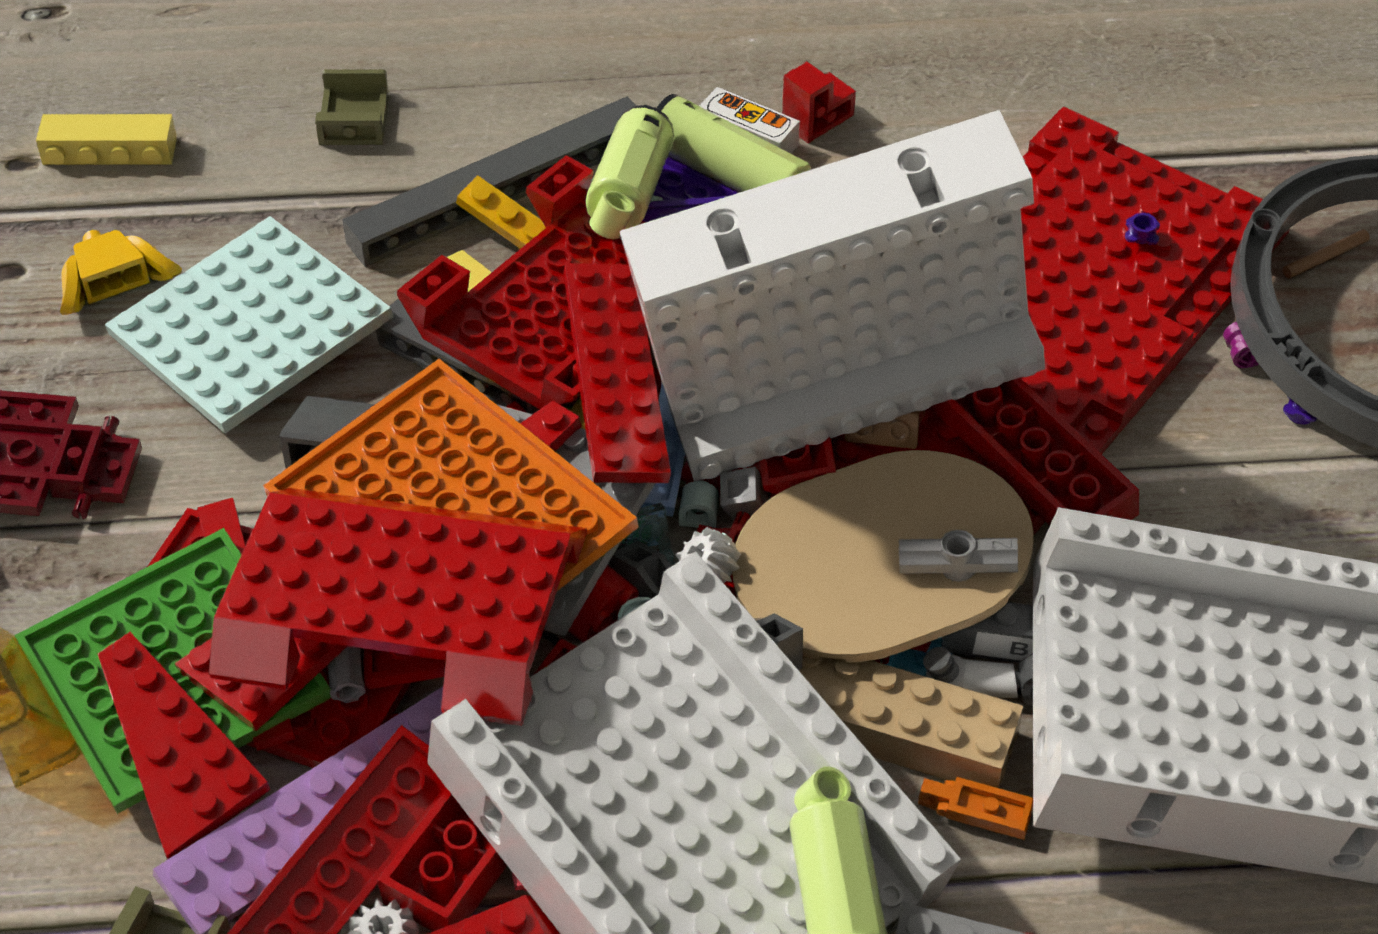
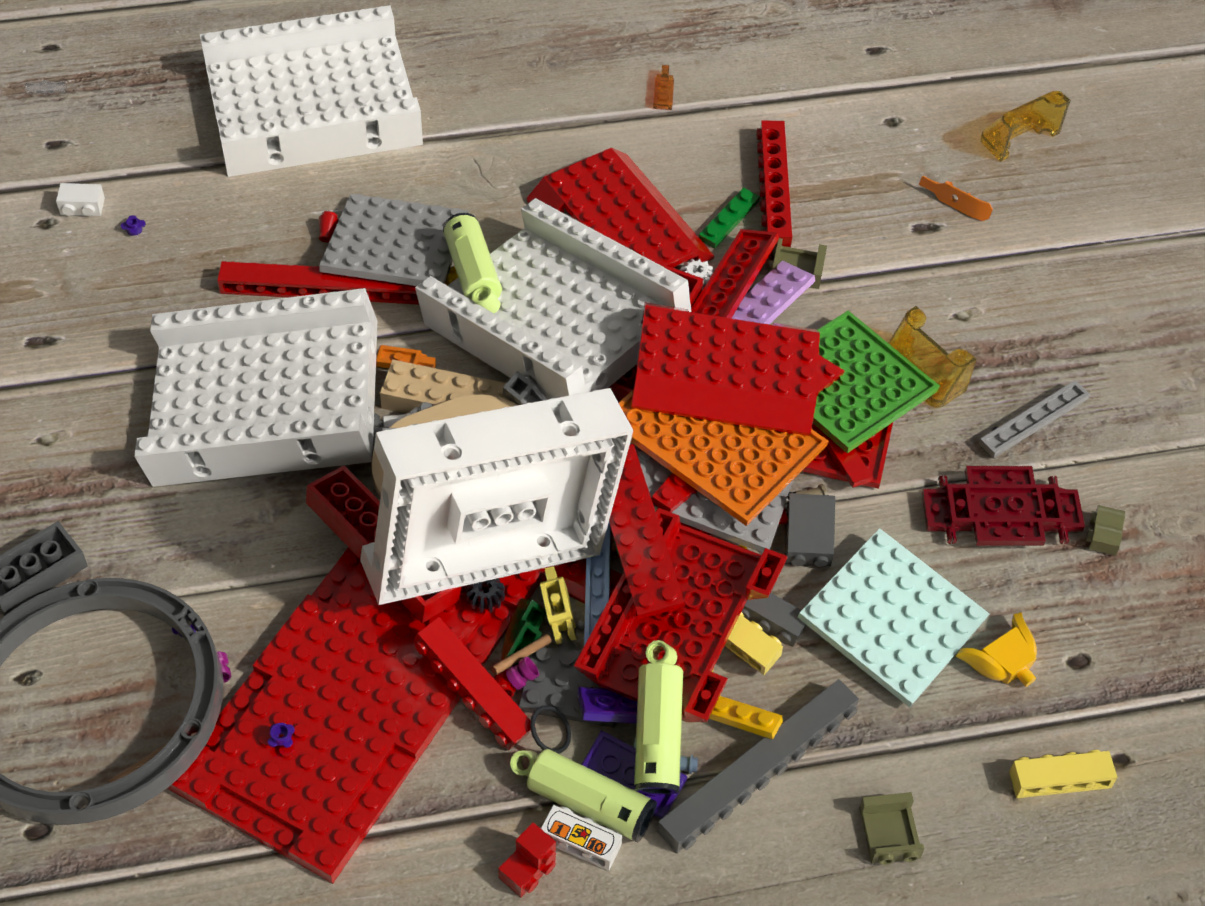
camera: 170 degrees right, 5 degrees up
(181, 757) = (837, 338): red wing -> none

